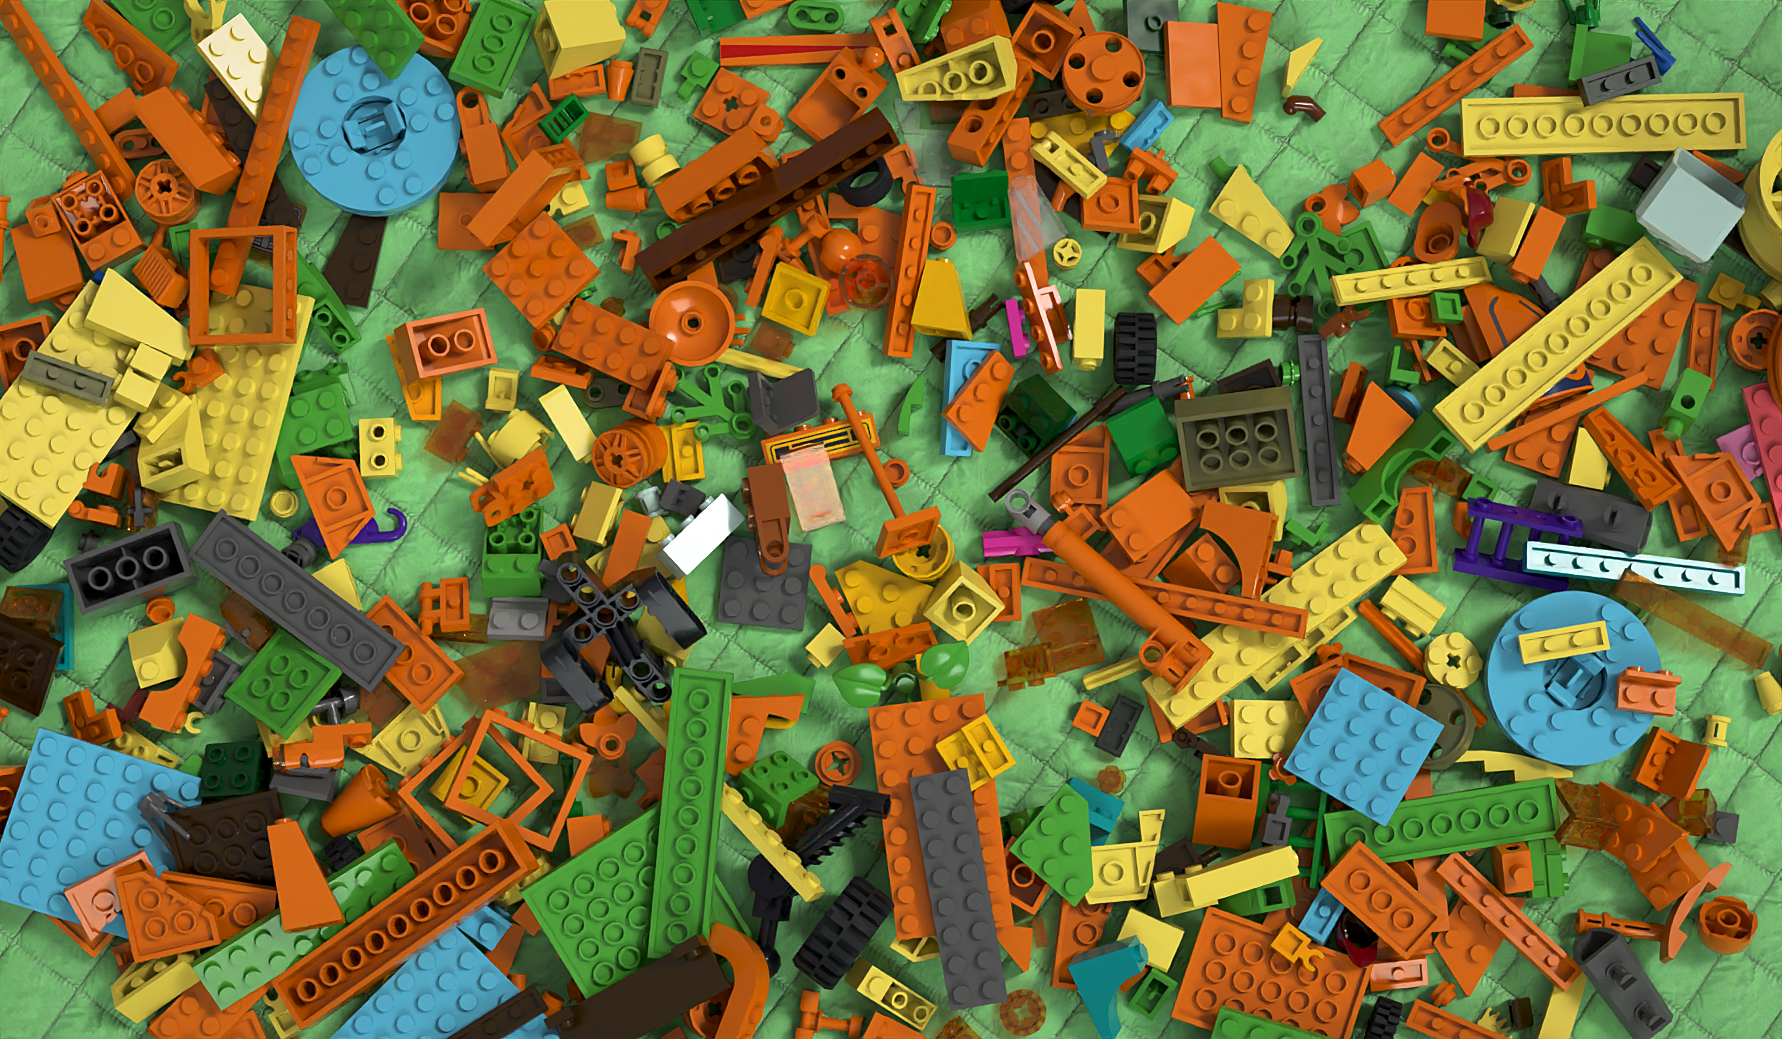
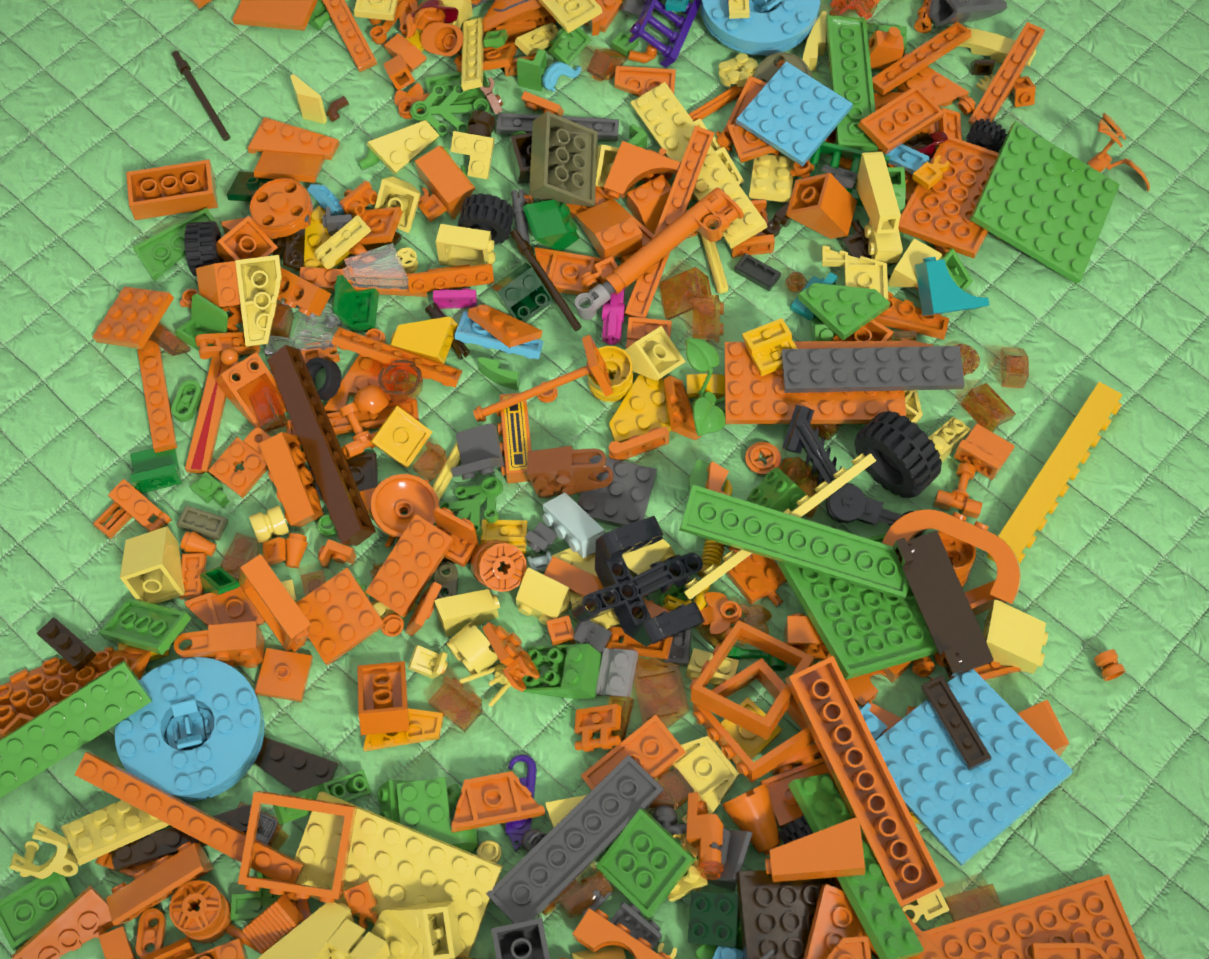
camera: 85 degrees left, 20 degrees down
(380, 448) = (456, 764): light yellow brick -> none
(763, 264) = (371, 452): orange plate -> none
(812, 486) = (540, 437): clear orange piece -> none
(814, 123) = (268, 409): none -> clear orange slope
(825, 647) = (672, 452): light yellow brick -> none
(1090, 718) = (749, 288): orange plate -> none
(1373, 429) = (572, 89): orange slope -> none
(1377, 489) = (585, 55): bright green arch -> none
(1411, 606) = (697, 89): light yellow brick -> none

